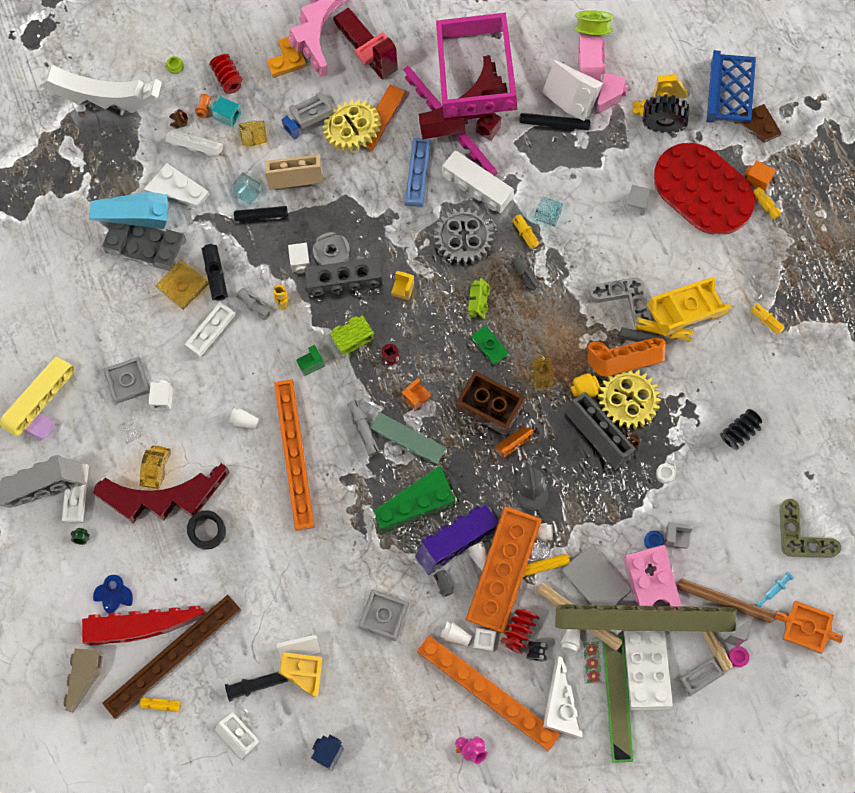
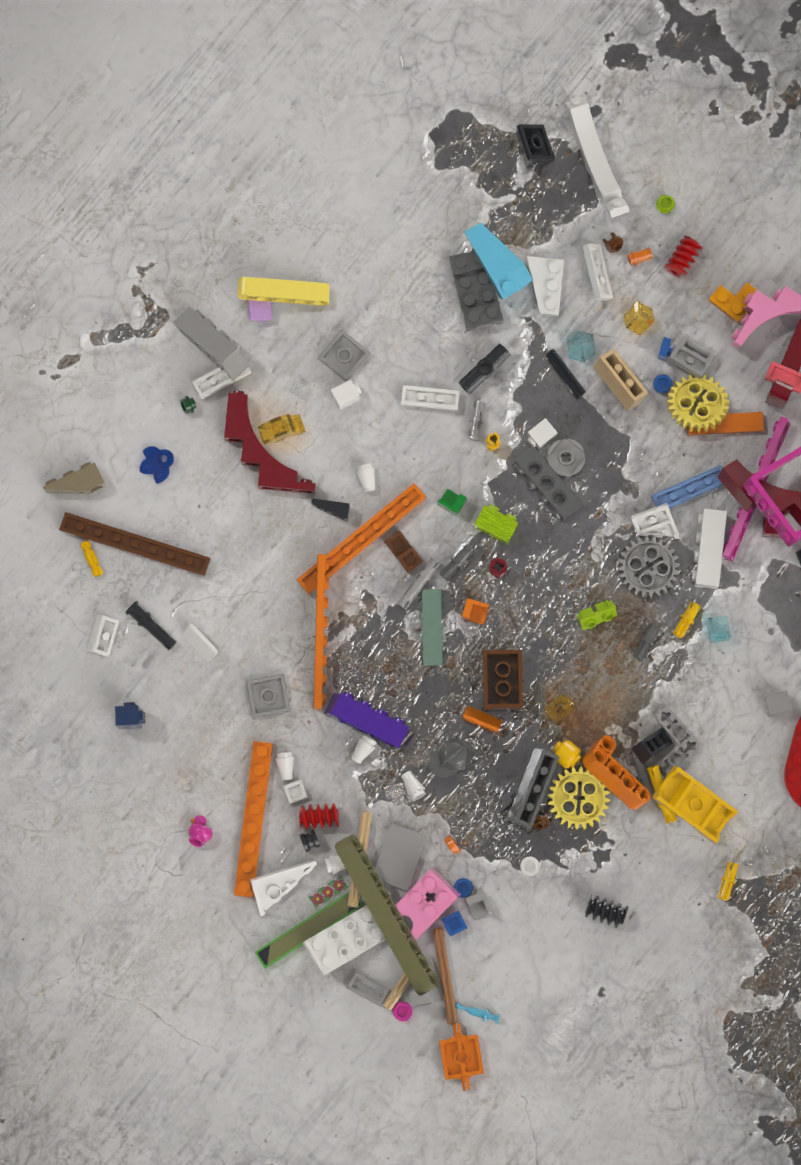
camera: 60 degrees right, 10 degrees up
(56, 135) = (534, 144): none -> black slope
(136, 625) = (142, 499): red slope -> none
(182, 284) = (457, 347): clear yellow plate -> none
(194, 520) = (248, 492): black tyre -> none
(226, 111) = (645, 280): teal brick -> none
(255, 459) = (334, 508): none -> black slope
(302, 671) = (182, 657): yellow wing -> none
(318, 146) = (662, 384): none -> blue tile
(327, 426) = (403, 551): none -> reddish brown slope
(348, 529) = (320, 623): none -> orange plate
(364, 387) = (456, 563): none -> dark grey axle
(403, 285) = (569, 541): yellow panel -> none
(416, 502) = (380, 668): green wedge -> none
(429, 210) = (656, 522): none -> white wing
(443, 583) = (323, 729): dark grey pin -> none
(490, 345) = (559, 649): green plate -> none
(503, 569) = (362, 774): orange tile -> none
(546, 564) = (385, 804): yellow axle -> none
(610, 527) = (452, 845): none -> orange tile
(617, 315) = (653, 747): none -> black slope
(682, 565) = (454, 923): none -> blue plate
(796, 539) = (535, 1007): olive beam -> none

